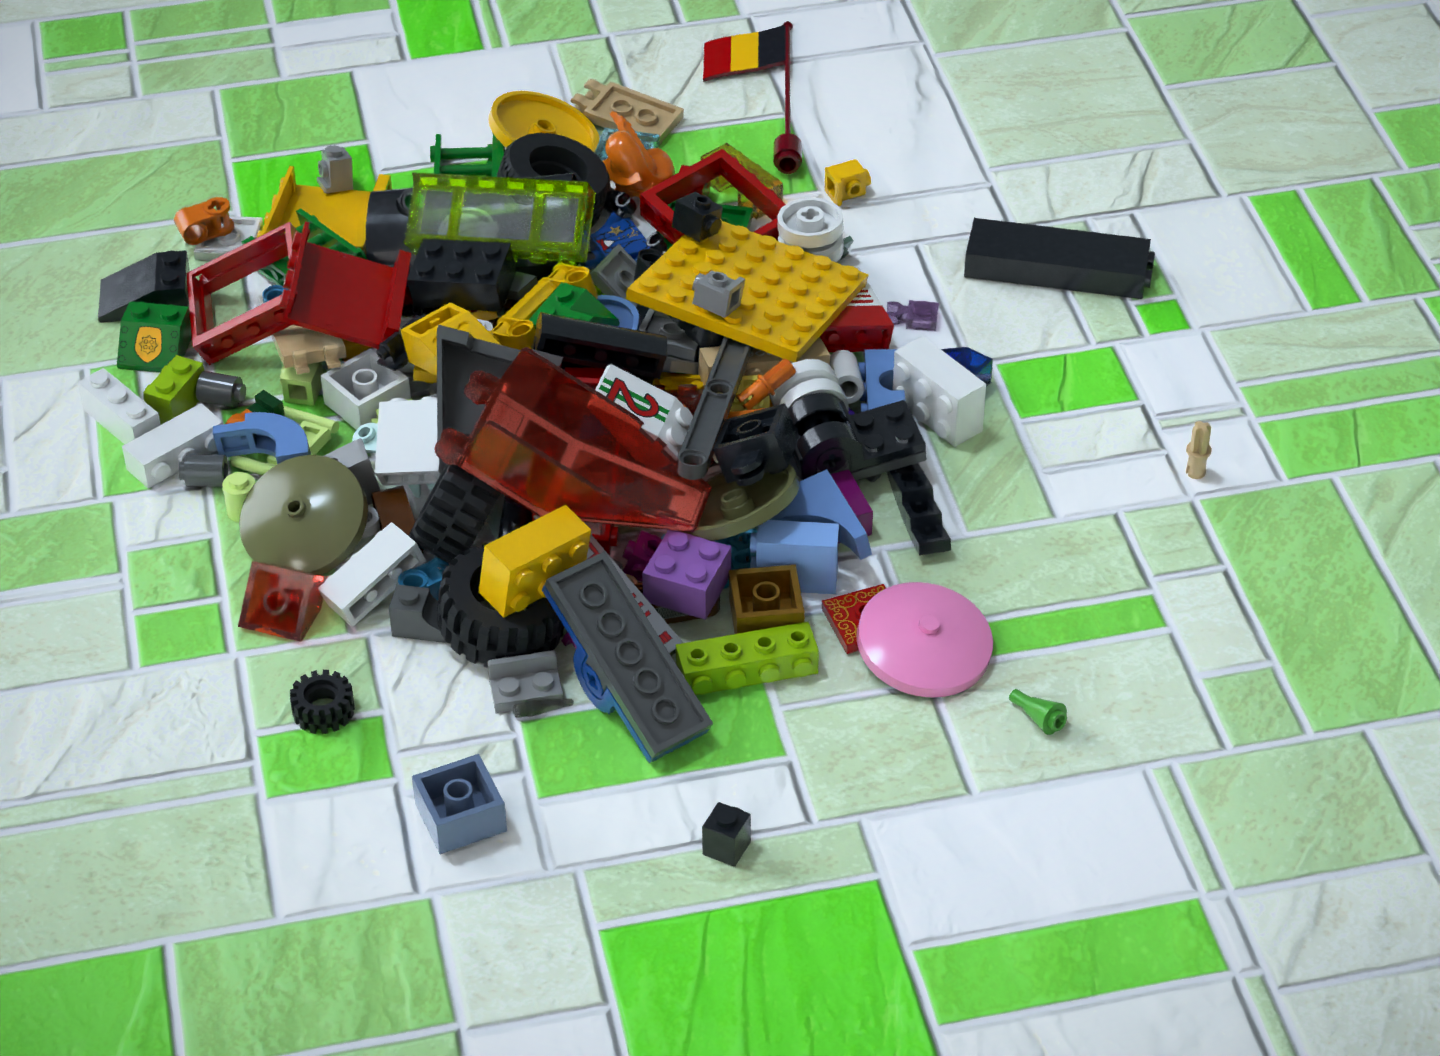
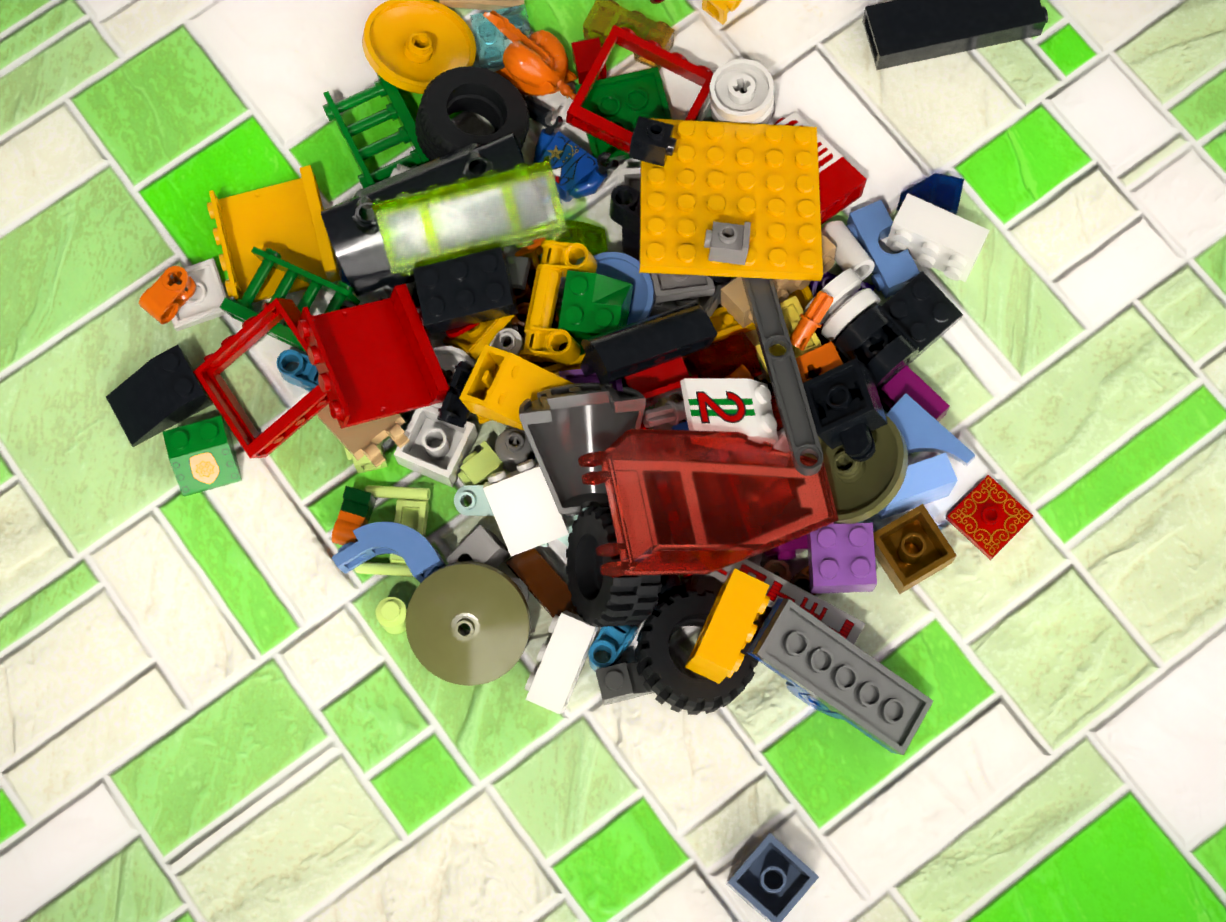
camera: 20 degrees left, 30 degrees up
(116, 406) = (225, 559): white brick -> none
(159, 451) = (298, 578): white brick -> none
(174, 388) = (261, 514): lime brick -> none
(203, 470) = (340, 595): dark grey brick -> none
(220, 389) = (300, 492): dark grey brick -> none
(281, 600) = (495, 716): clear red slope -> none
(325, 715) = (586, 793): black tyre -> none
(335, 170) = (251, 175): light grey brick -> none
(523, 679) = (749, 716): light grey bracket -> none
(536, 707) = (768, 736): clear smoke helmet -> none
(615, 273) = (590, 215): light grey plate -> none
(726, 834) = (1000, 809): black brick -> none
(756, 658) = (920, 611): lime brick -> none
(917, 315) = (861, 136): clear purple plate -> none
(919, 510) = (978, 377): black slope -> none
(924, 639) = (1053, 525): bright pink dish -> none
(1045, 713) = (1184, 562): bright green cone -> none
(1198, 450) = (1183, 216): tan axle -> none

